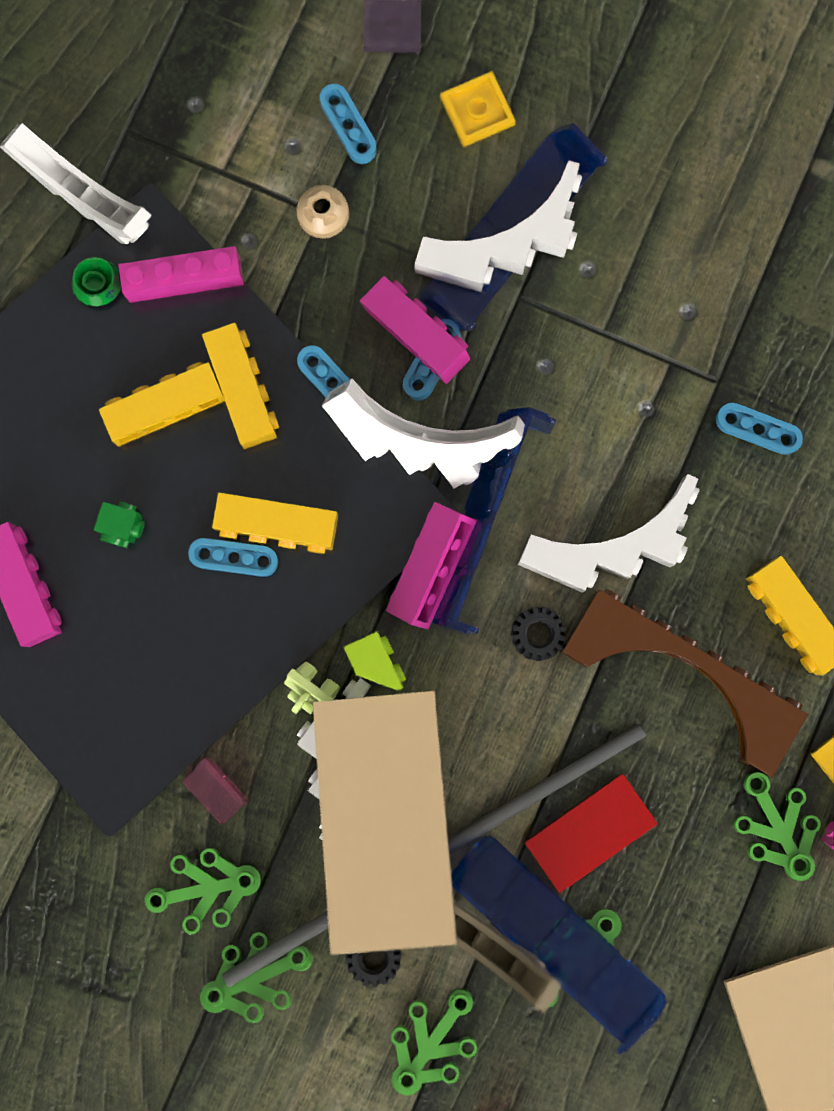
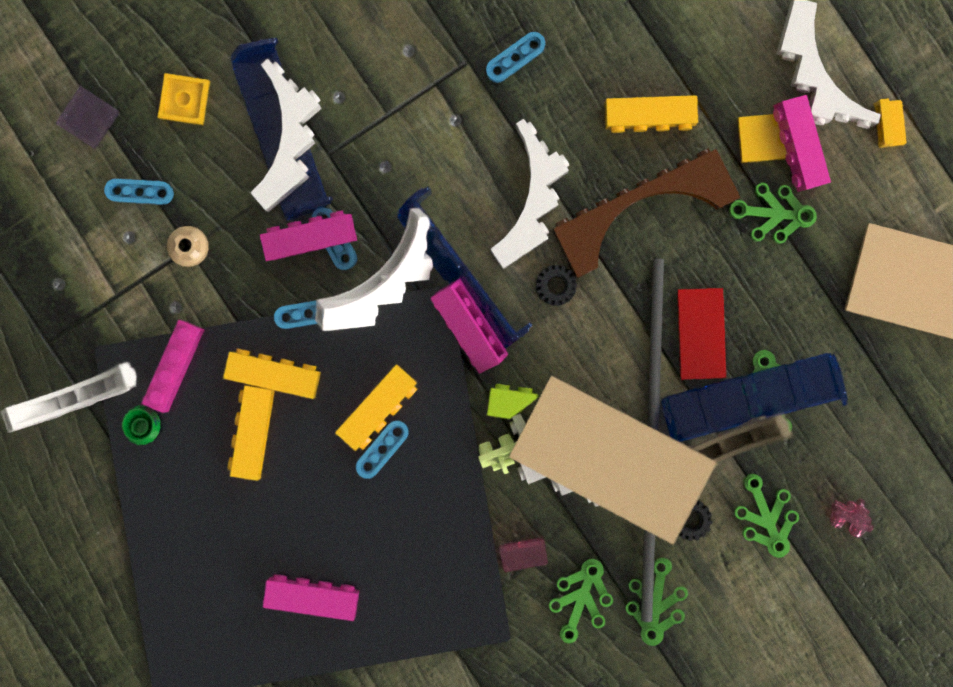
camera: 60 degrees left, 5 degrees up
(119, 524) = (313, 509): green brick -> none

